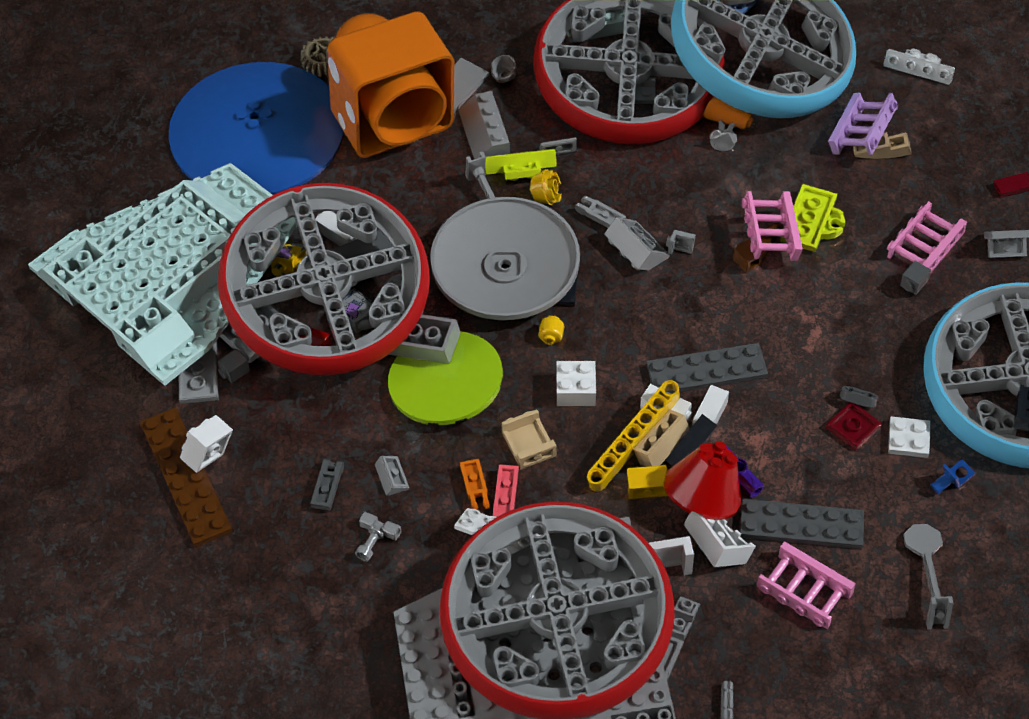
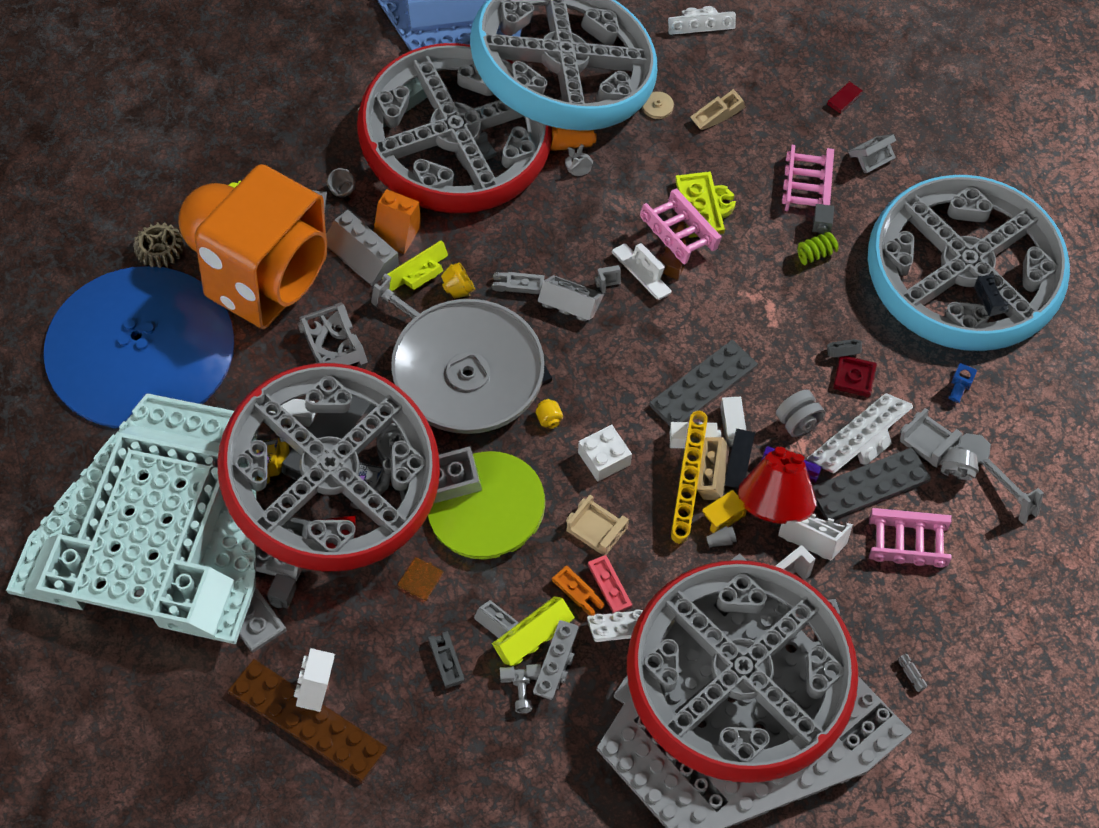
camera: 35 degrees left, 5 degrees up
(353, 411) = (421, 578): none -> clear orange piece
(412, 496) = (532, 631): none -> neon yellow brick
(414, 530) = (556, 660): none -> light grey bracket
(424, 175) = (338, 320): none -> light grey fence
(526, 117) = (397, 220): none -> orange slope
(560, 146) = (440, 235): light grey slope -> none
(632, 502) = (722, 537): none -> light grey cone
(718, 248) = (644, 268): none -> white bracket
(773, 430) = (800, 413): none -> light grey wheel
(824, 480) = (863, 436): none -> white bracket
(827, 119) = (658, 105): none -> tan piece
(852, 115) = (677, 95): lavender fence -> none
(885, 510) = (929, 438): none -> light grey panel
(892, 299) = (816, 247): none -> lime piece
(896, 543) = (960, 463): none -> light grey cone
(909, 437) = (904, 364): white plate -> none

